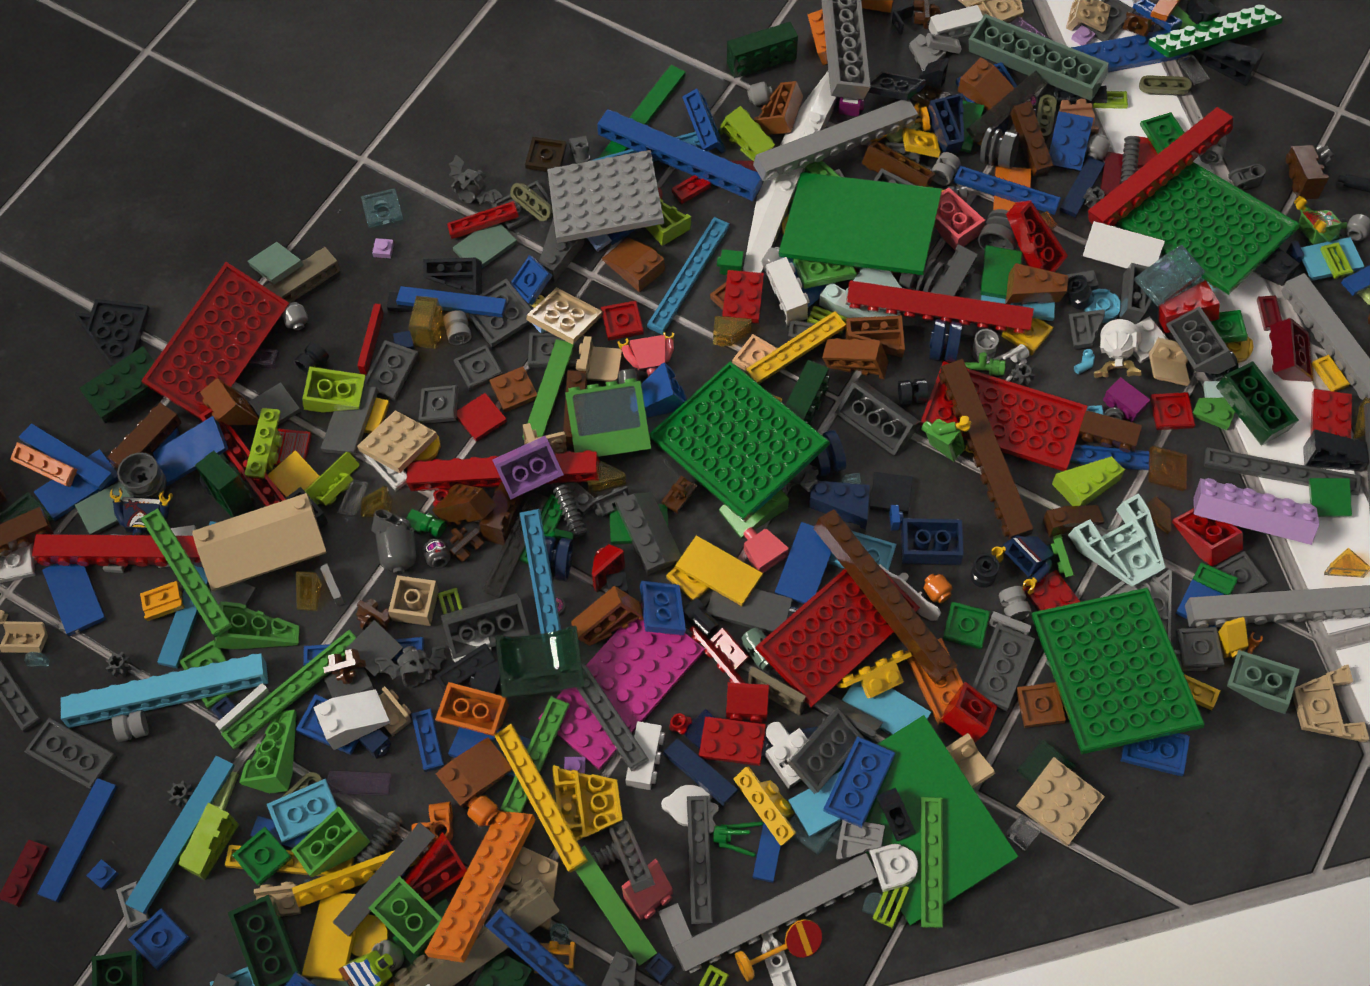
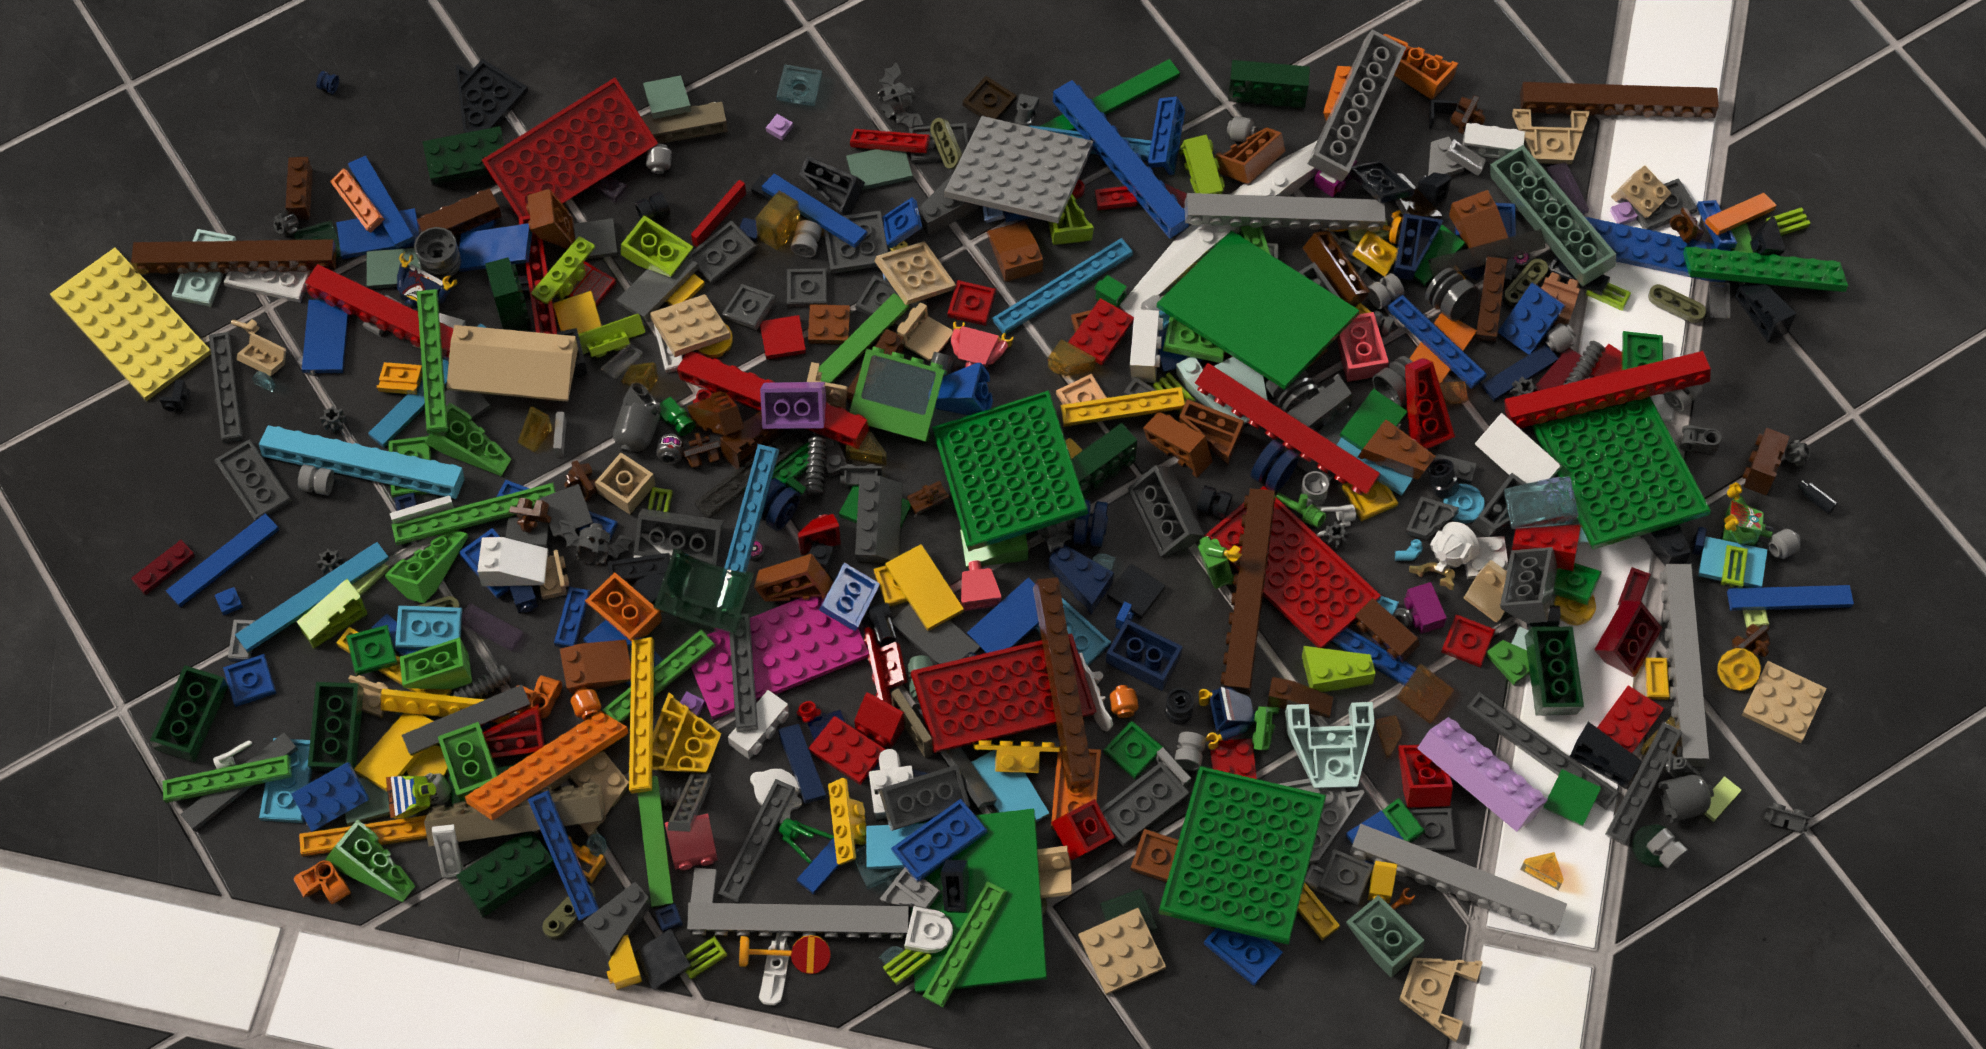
camera: 25 degrees right, 0 degrees up
(1023, 832) = (1068, 960): clear panel -> none

